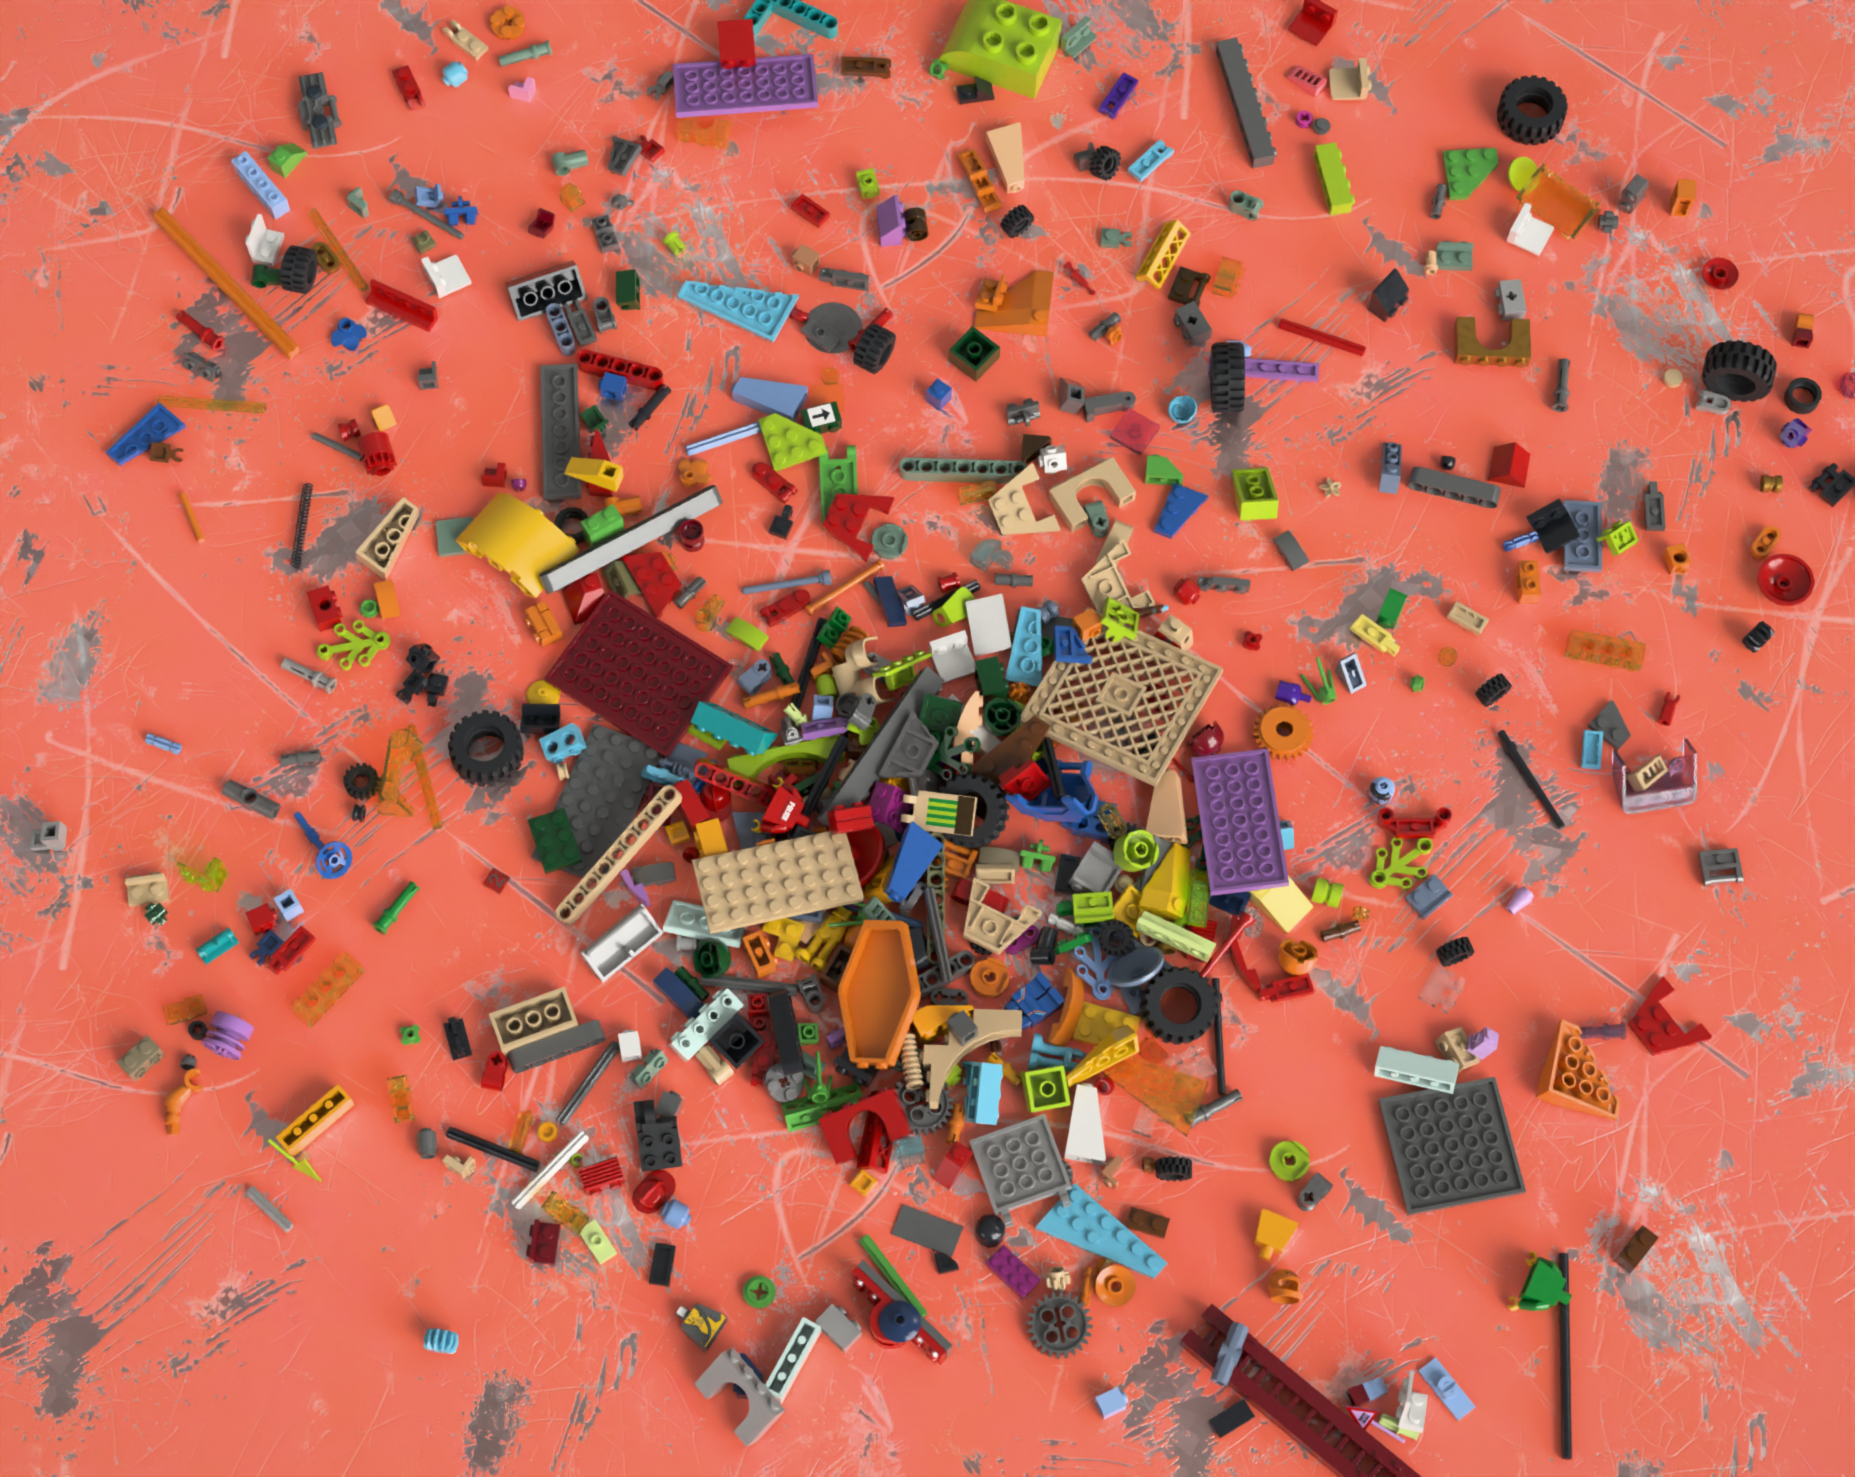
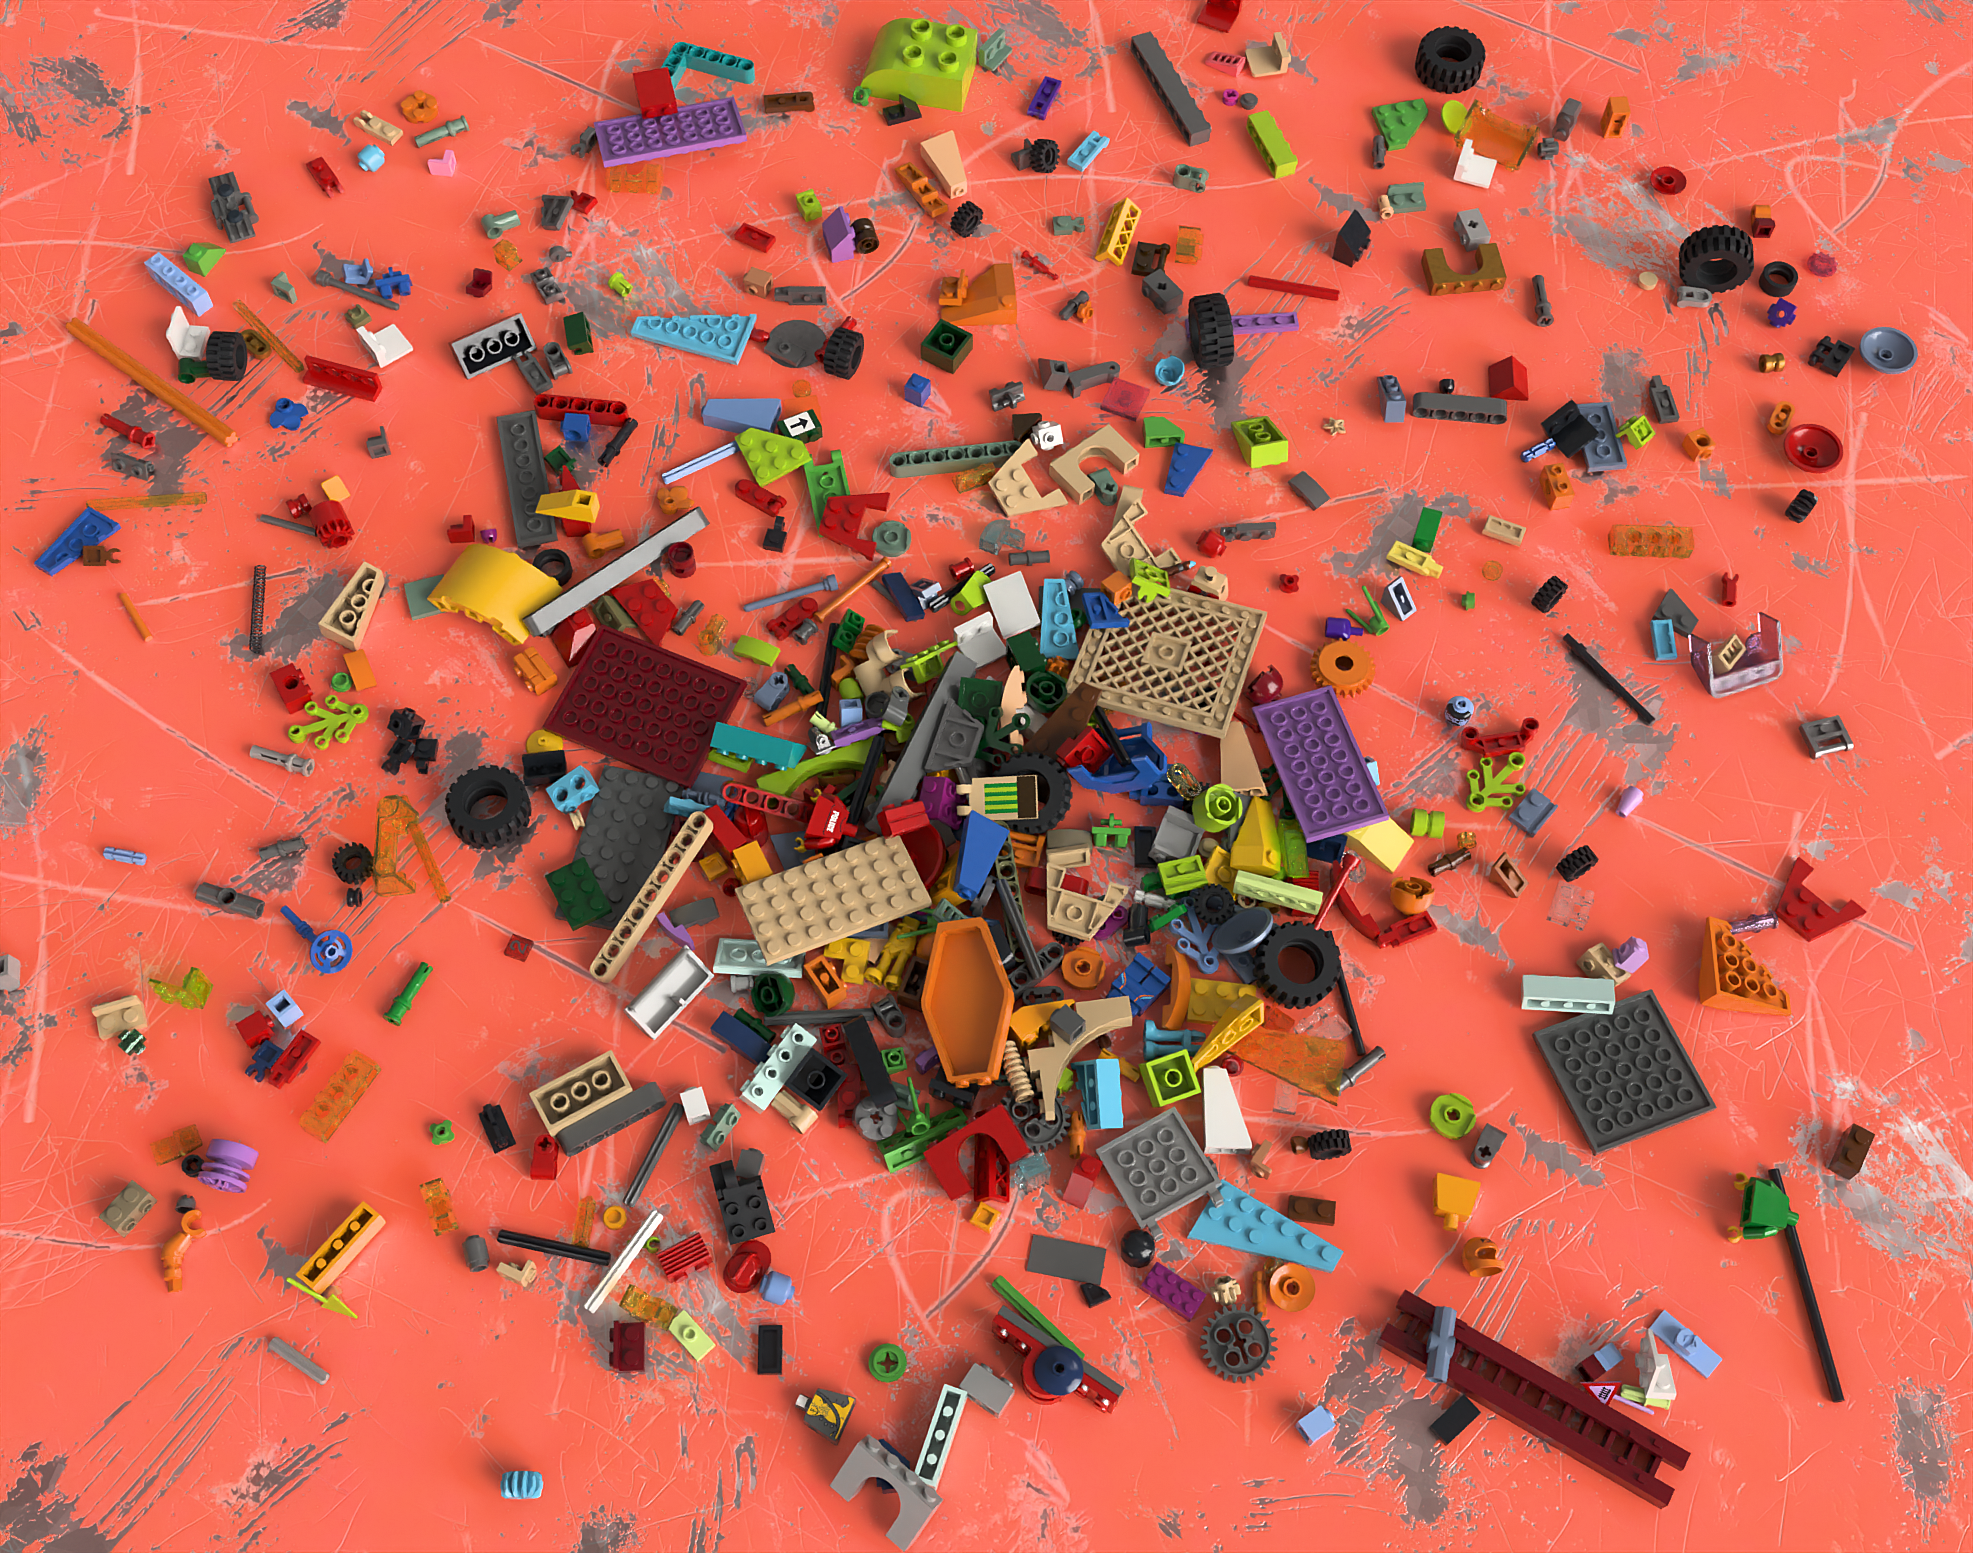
camera: 10 degrees left, 5 degrees down
(217, 946) = (207, 1067): teal hinge -> none
(558, 322) = (513, 380): sand blue beam -> none
(602, 525) = (583, 560): bright green brick -> none
(794, 622) = (805, 631): none -> dark grey bush
(1390, 953) = (1508, 874): none -> dark orange slope

